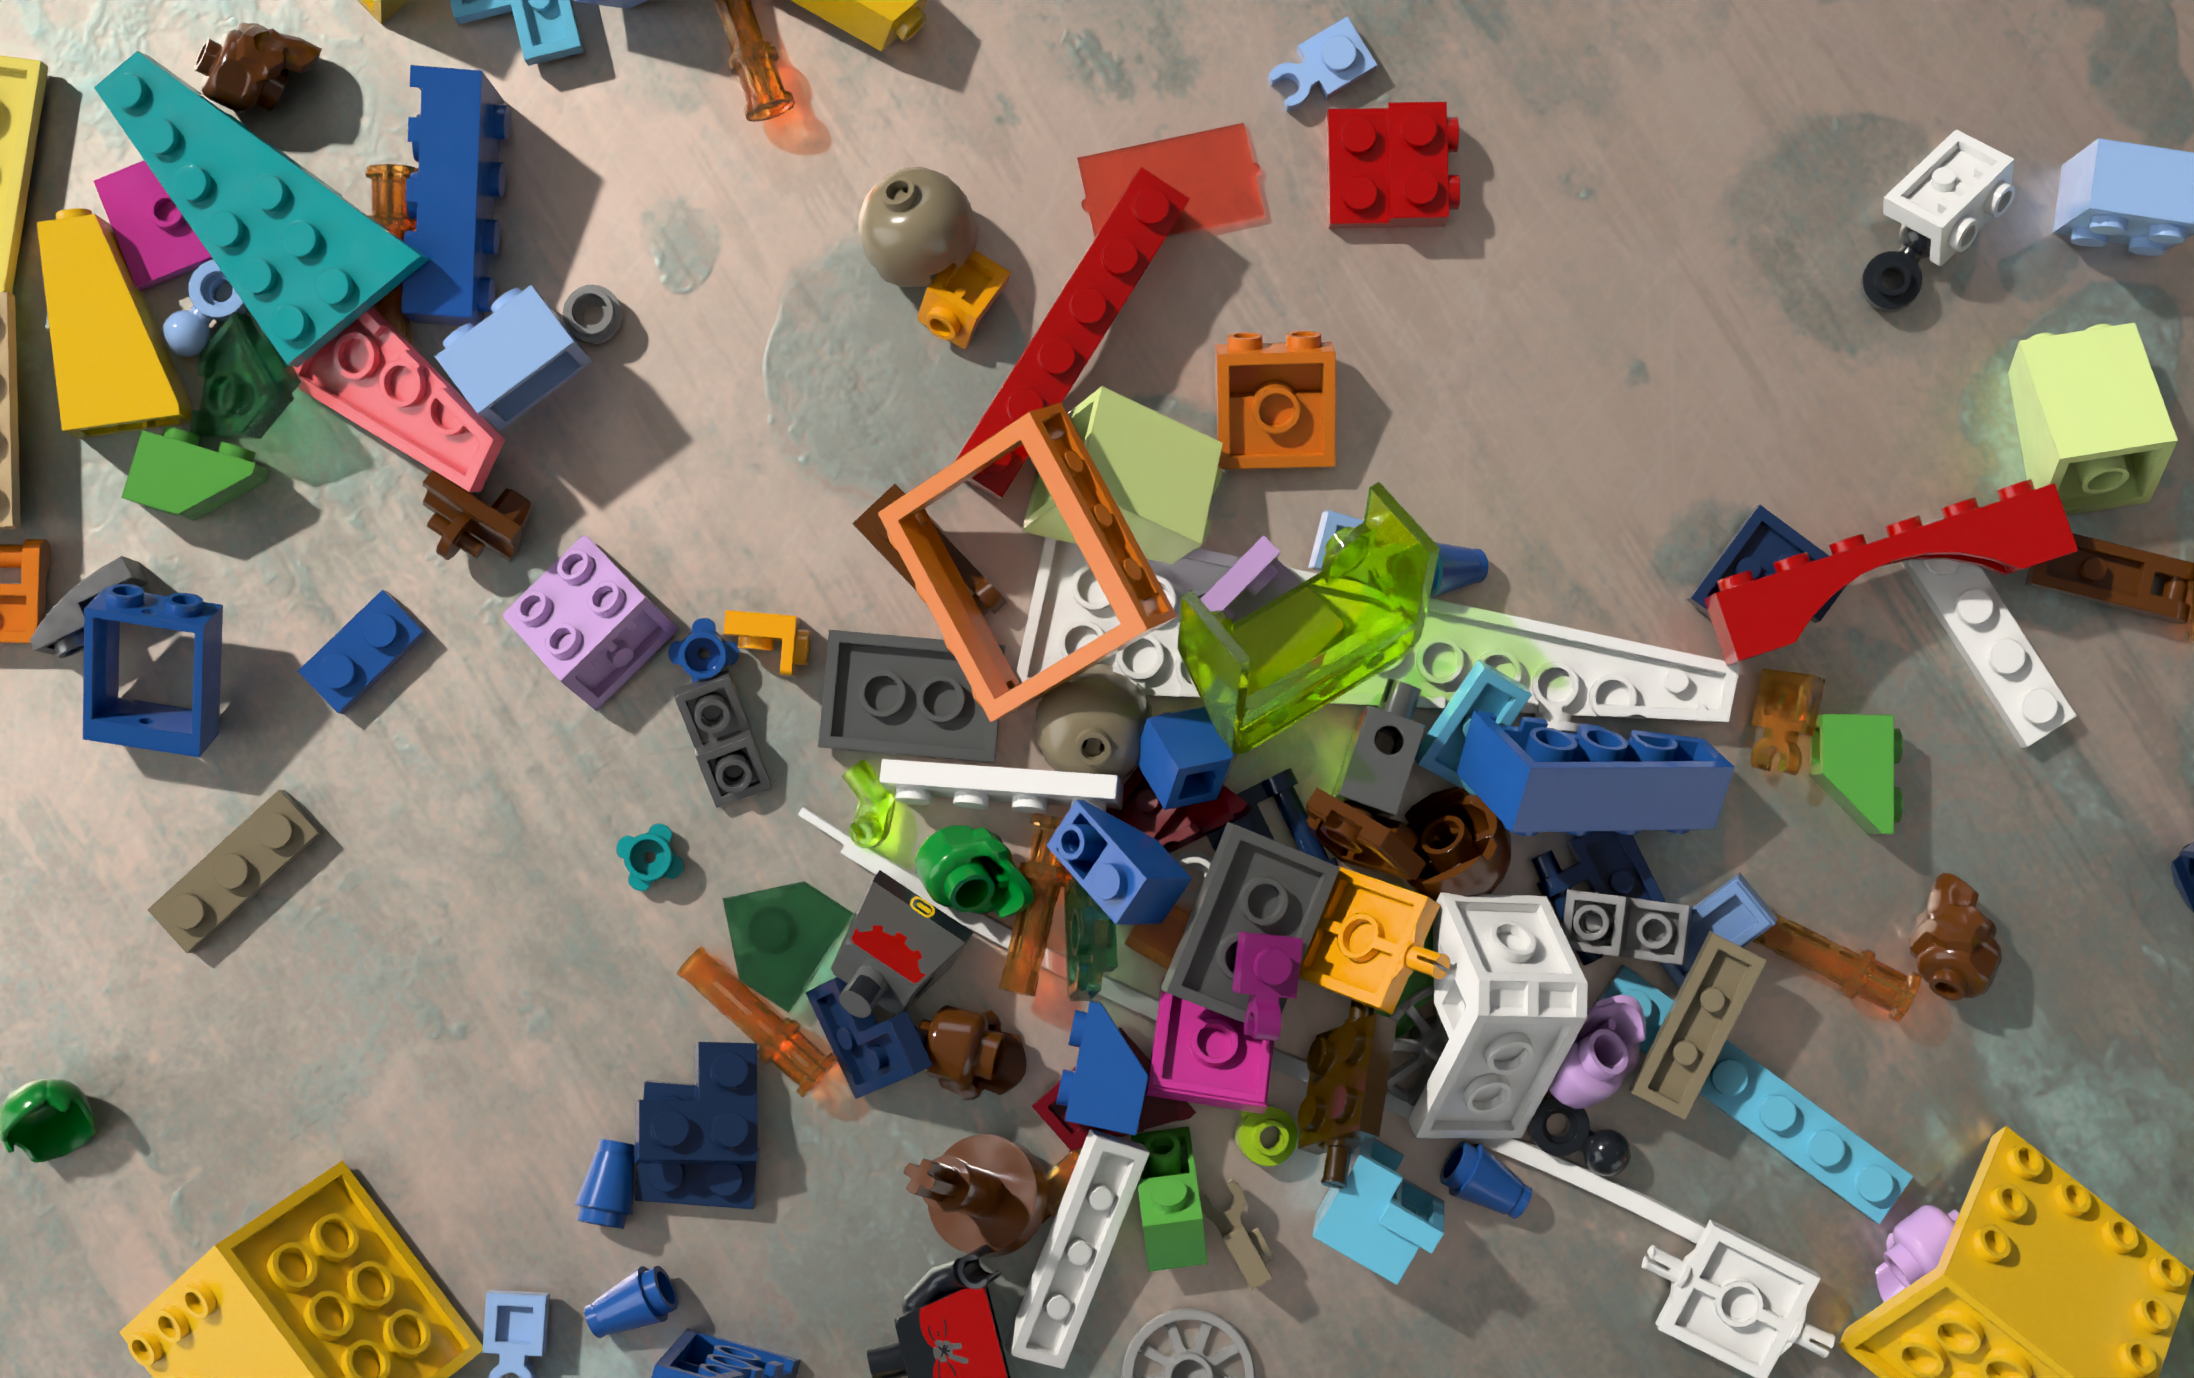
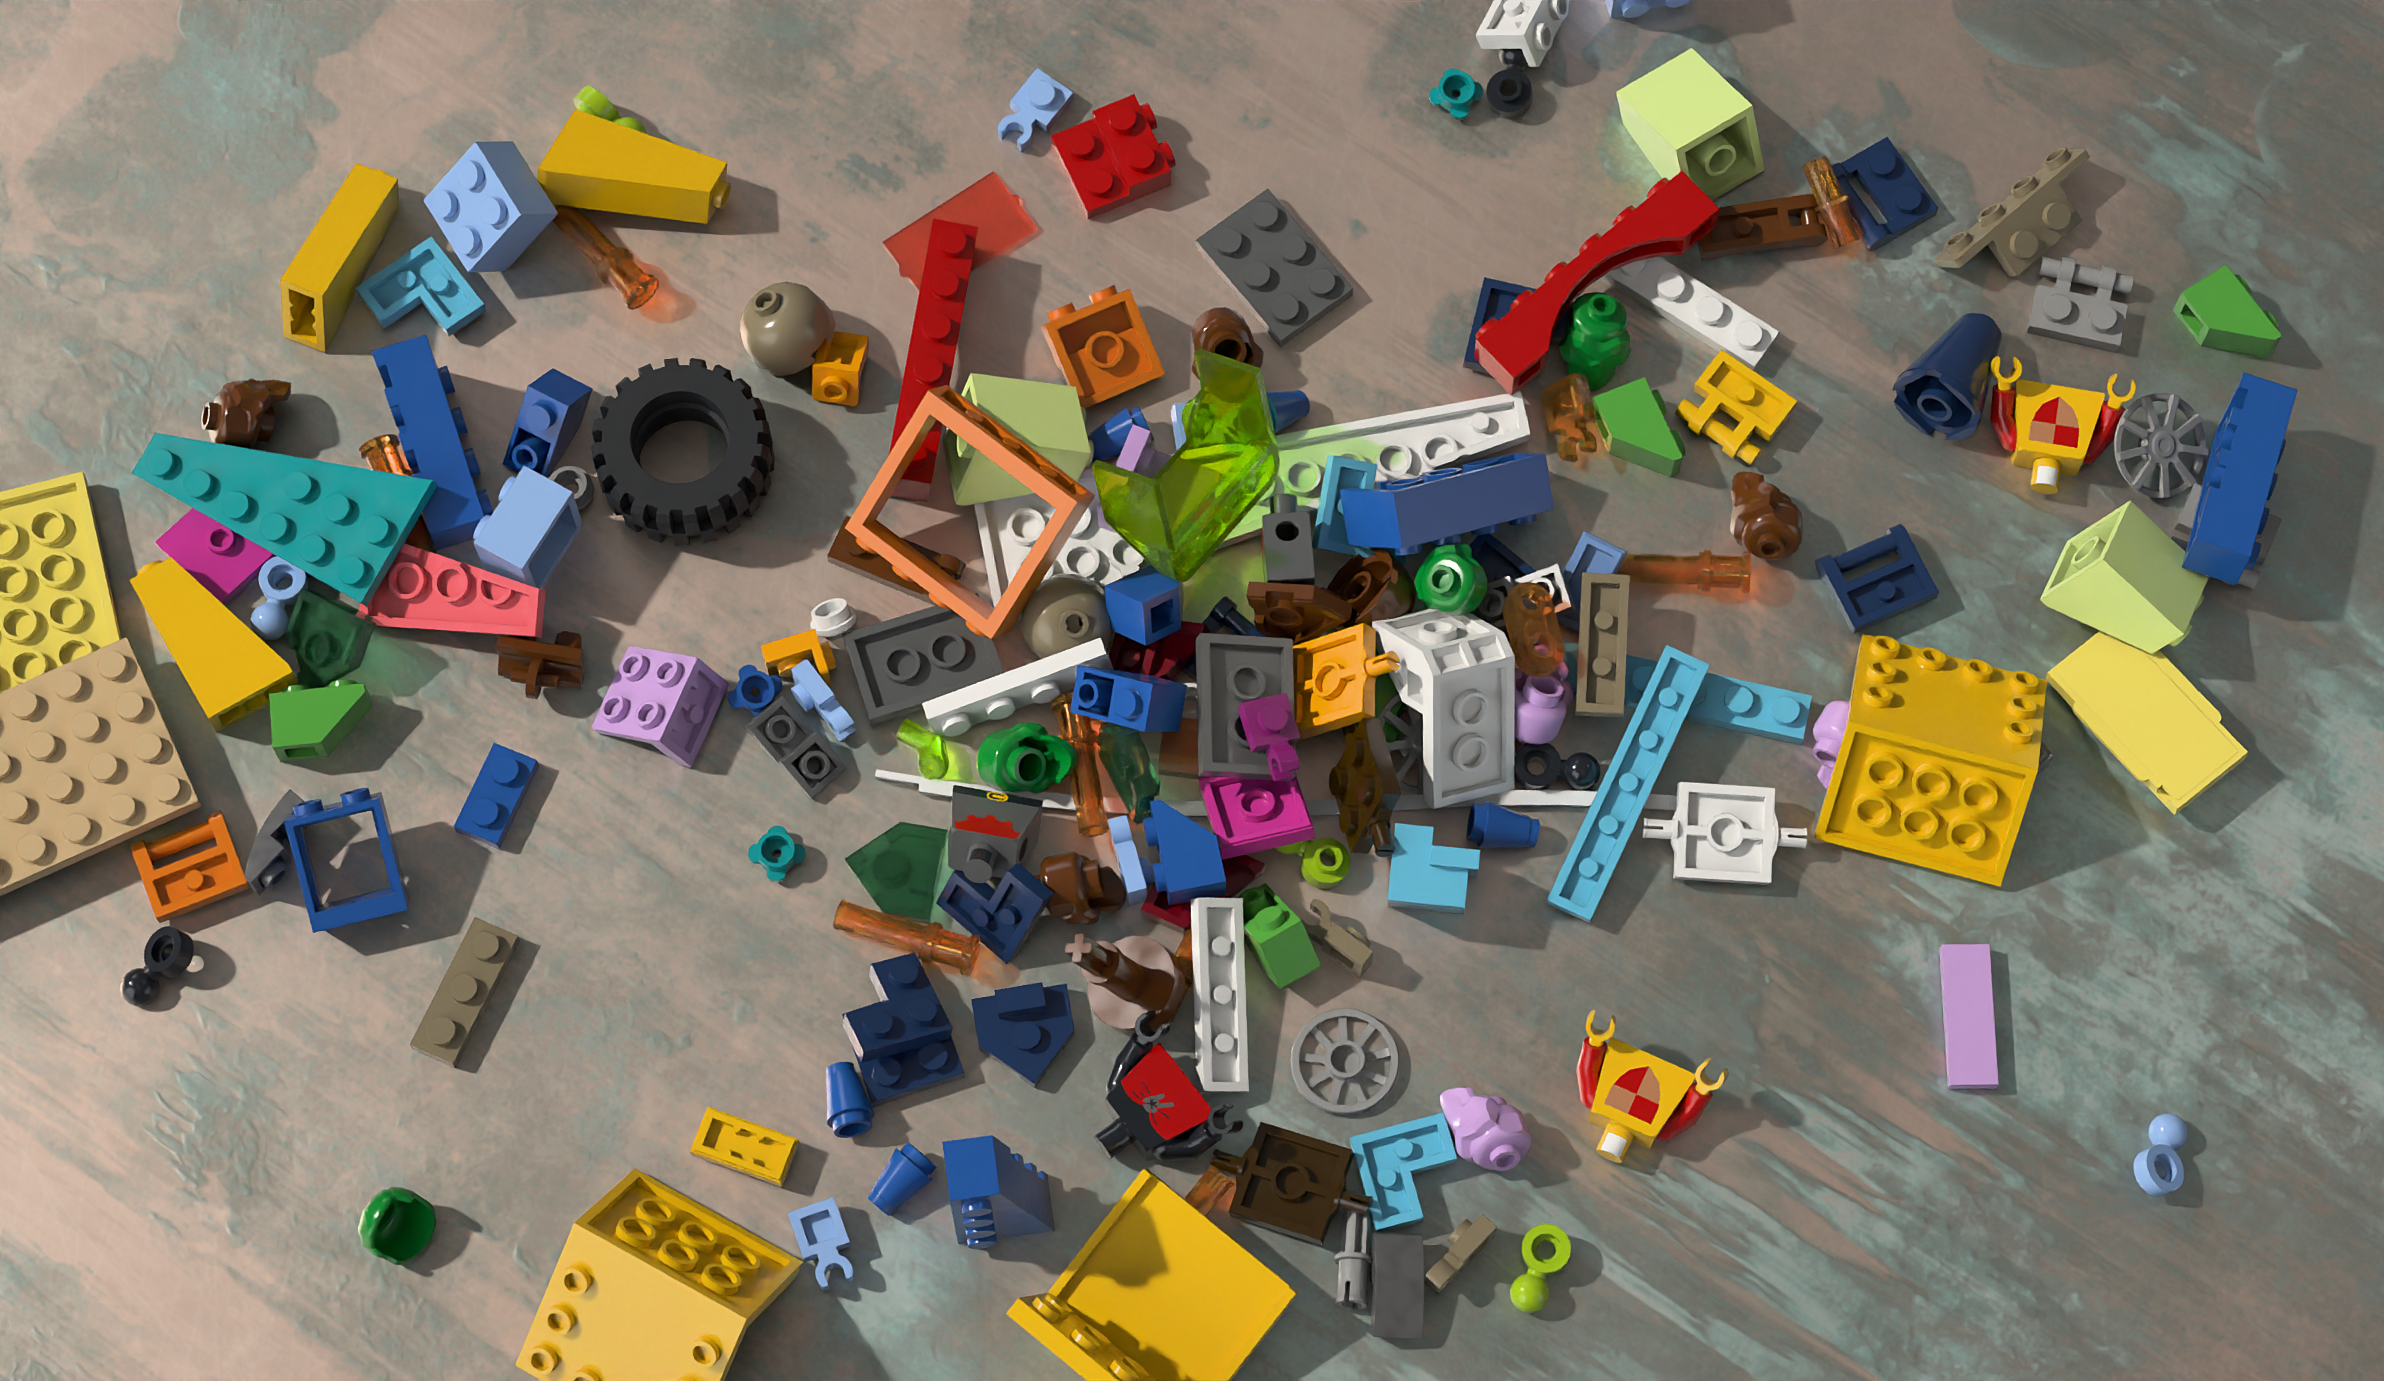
camera: 20 degrees left, 15 degrees down
(472, 1190) = (744, 1146): none -> yellow plate
(595, 225) = (547, 422): none -> blue slope
(692, 265) = (674, 396): none -> black tyre
(768, 686) = (814, 693): none -> light blue plate
(827, 604) = (833, 618): none -> white plate
(843, 1184) = (1024, 1027): none -> dark blue plate
(1044, 1055) = (1134, 871): none -> light blue plate
(1251, 517) = (1111, 436): none -> blue cone
(1419, 466) = (1226, 334): none -> reddish brown head
(1519, 383) = (1274, 267): none -> dark grey plate
(1555, 882) = (1451, 580): none -> green head
(1620, 980) = (1531, 627): none -> clear orange plate
(1653, 1197) = (1627, 784): none -> medium azure plate
(1832, 238) = (1456, 81): none -> teal plate
(1857, 636) = (1595, 338): none -> green head
(1998, 777) = (1742, 395): none -> yellow plate
(2058, 1085) = (1883, 591): none -> dark blue plate

